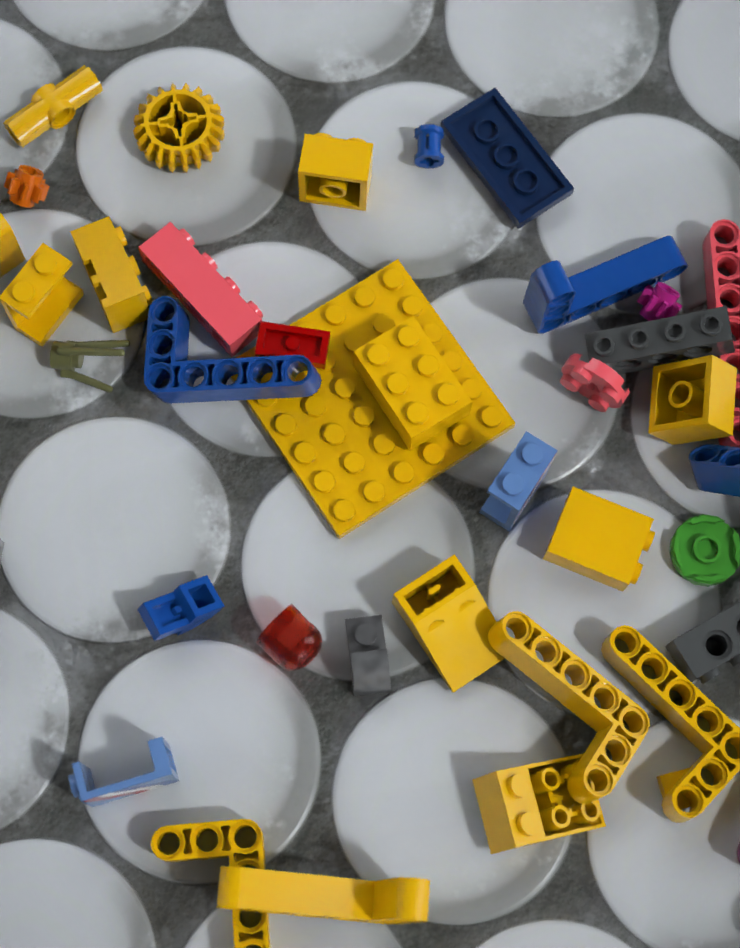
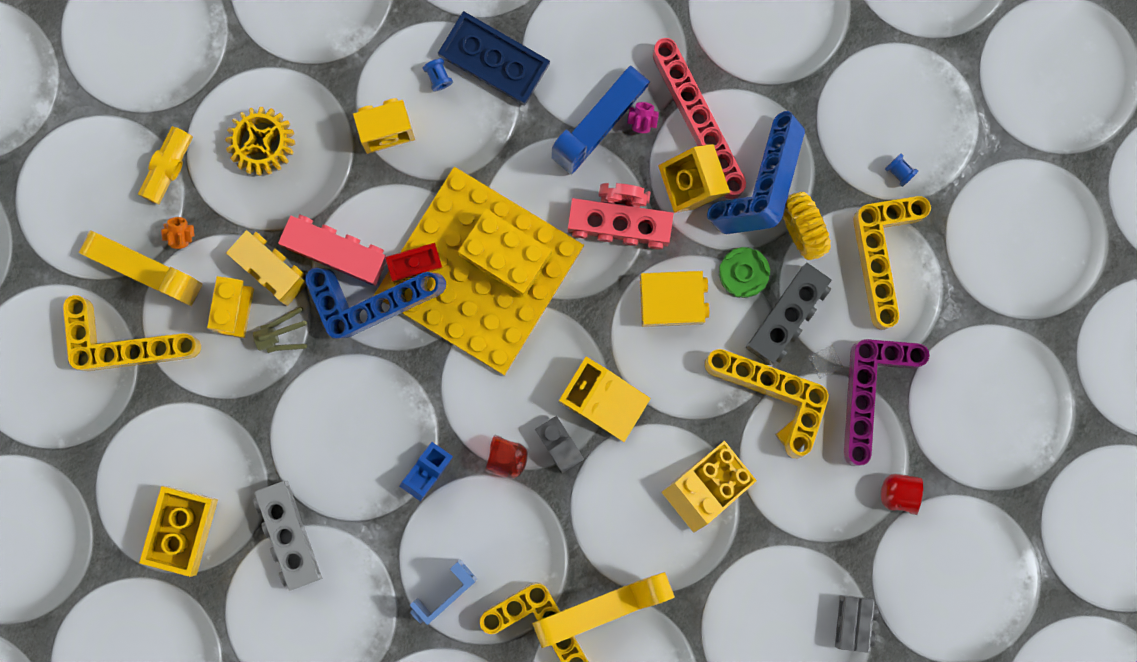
camera: 30 degrees left, 10 degrees up
(518, 481) = (604, 287): medium blue panel -> none
(566, 398) = (633, 216): none -> coral brick
(578, 699) = (706, 410): yellow beam -> none
(662, 340) = (655, 147): dark grey brick -> none

